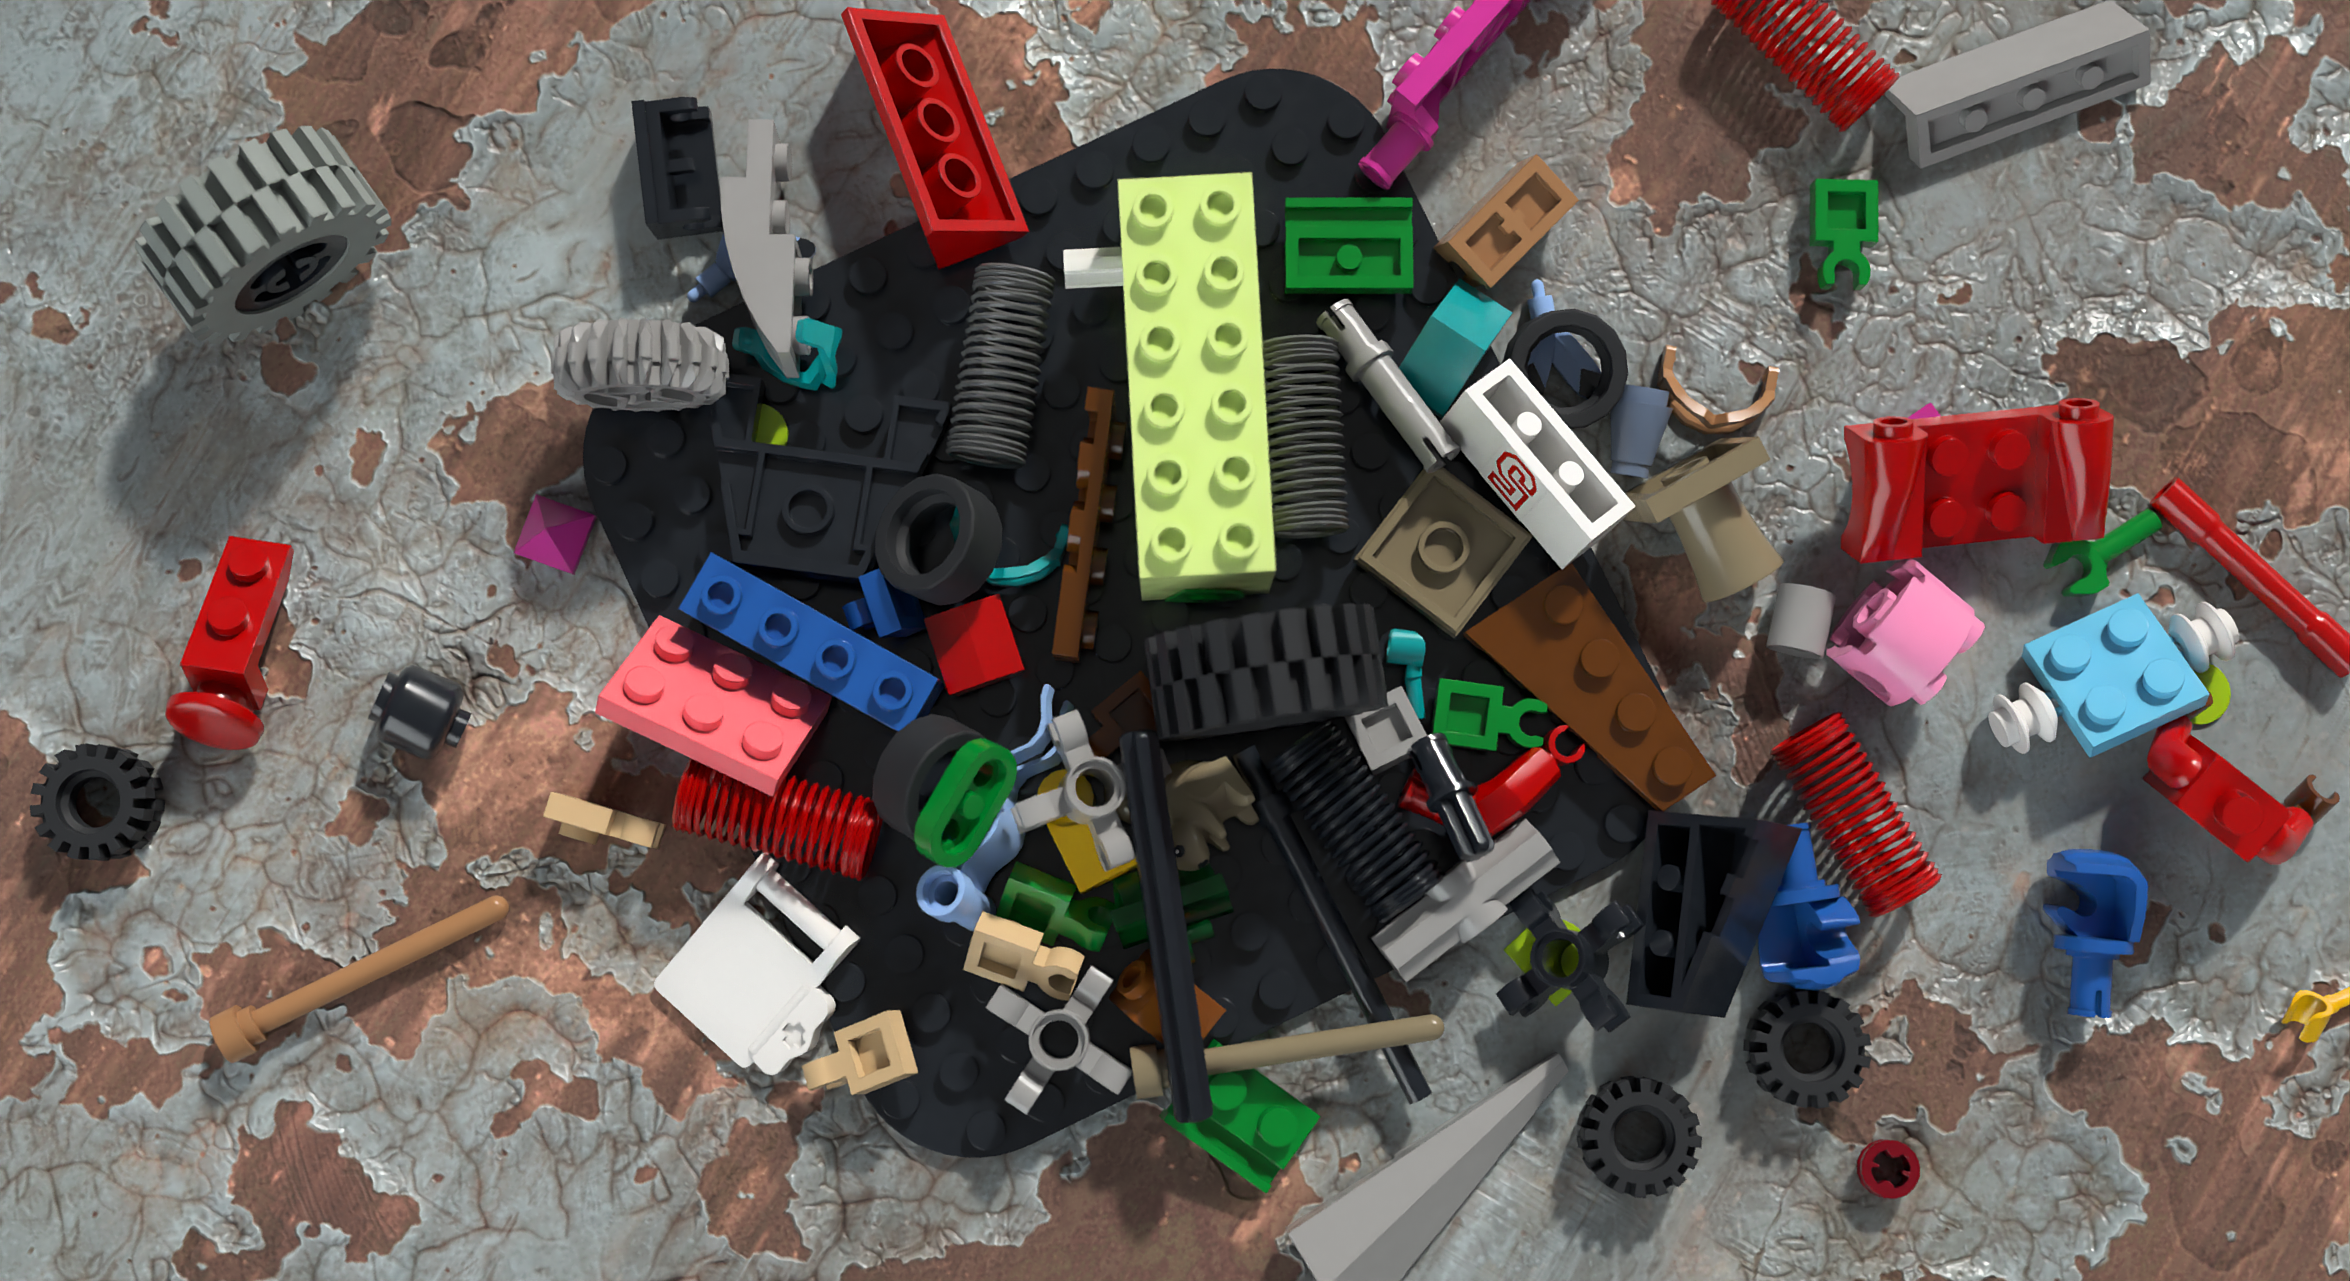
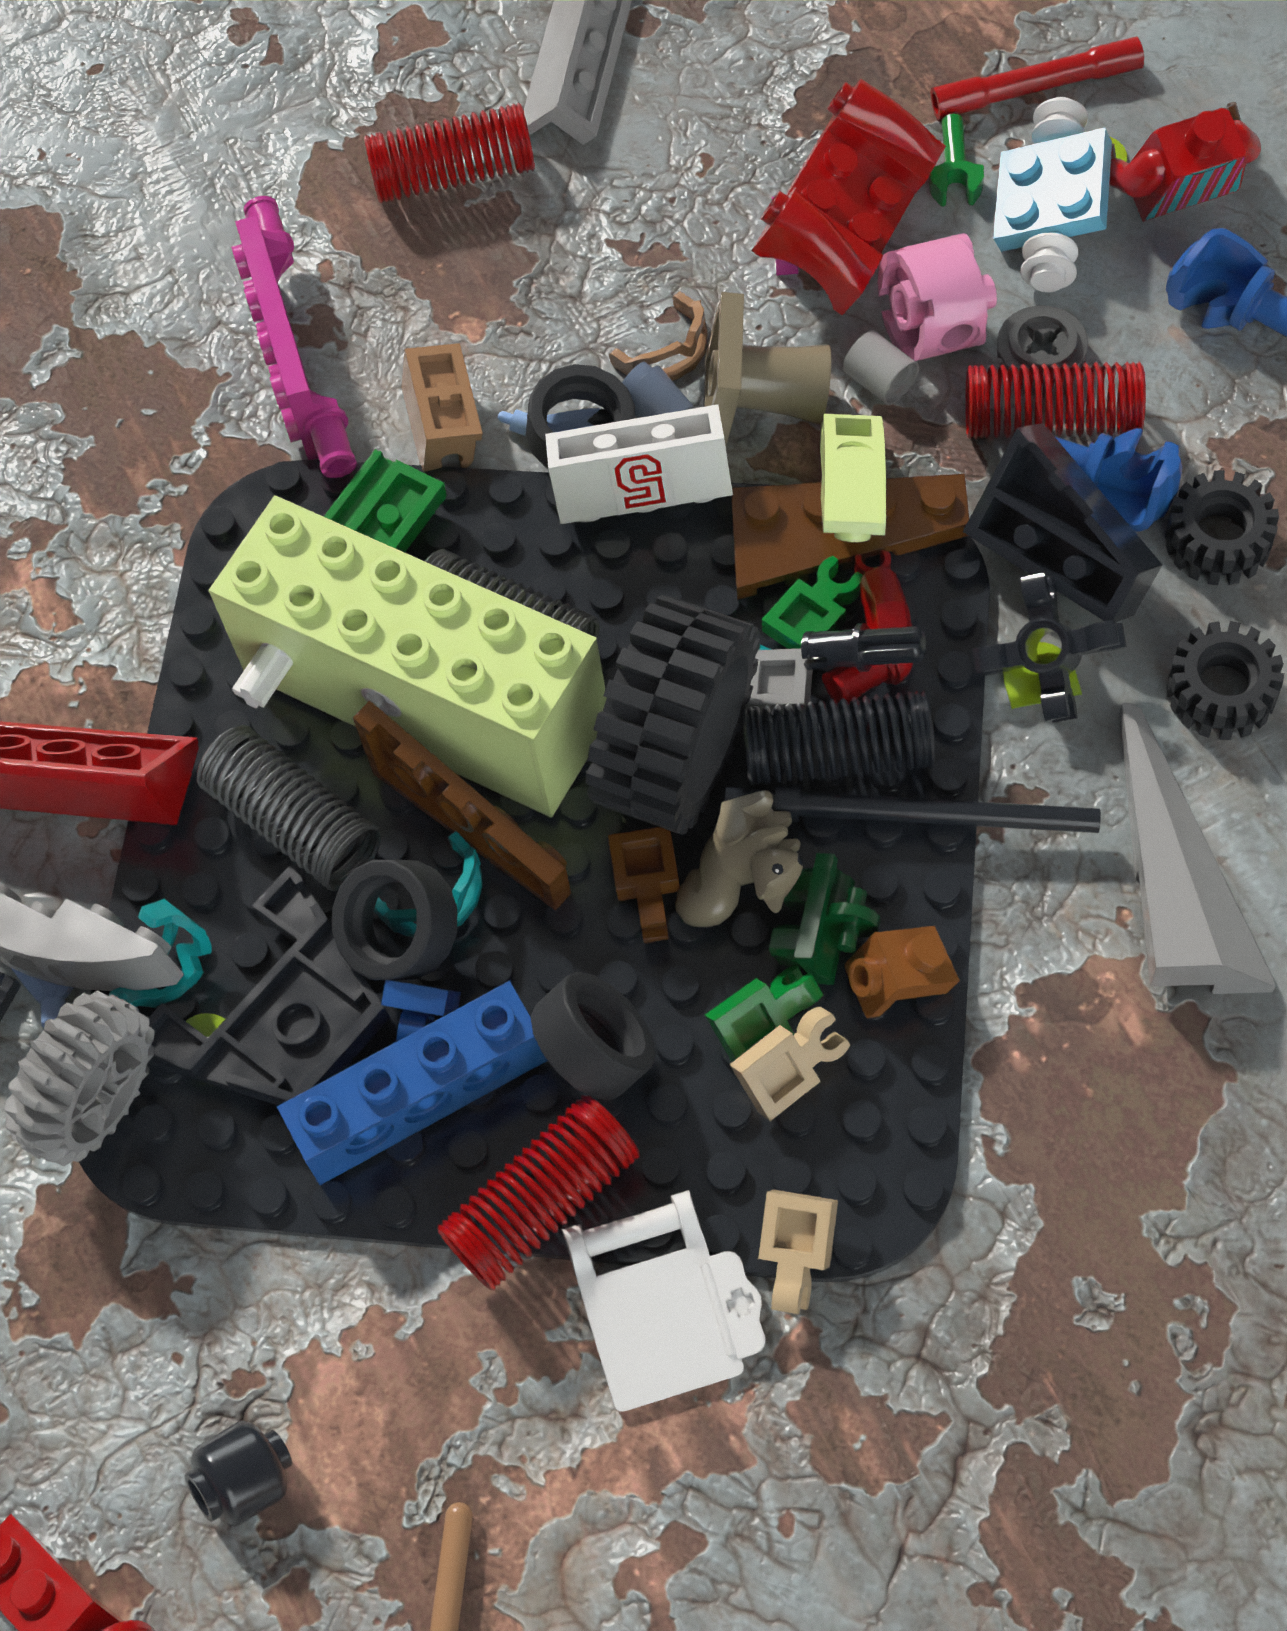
camera: 50 degrees left, 20 degrees down
(555, 534) = (168, 1270): dark pink slope -> none
(587, 820) = (435, 1372): tan plate -> none
(714, 705) = (407, 1188): coral plate -> none
(959, 891) = (692, 1070): light blue flag -> none
(965, 802) = (628, 1008): green plate -> none
(974, 645) = (500, 951): red piece -> none
(1032, 1020) = (834, 1088): light grey pin -> none
(1076, 840) = (711, 957): yellow leg -> none
(1104, 824) = (688, 927): light grey pin -> none
(1152, 1074) = (952, 1002): dark tan piece -> none
(1166, 925) = (836, 908): black axle -> none
(1205, 596) = (576, 757): green piece -> none
(1252, 1124) = (1032, 971): green plate -> none
(1373, 366) = (513, 538): light grey pin -> none
(1442, 549) = (657, 559): dark tan tile -> none
(1452, 345) = (510, 491): teal slope -> none
(1465, 900) = (956, 698): light grey piece -> none
(1635, 679) = (853, 476): none -> yellowish green slope
(1844, 221) = (603, 196): green plate -> none
(1948, 748) = (1042, 325): none -> dark grey gear

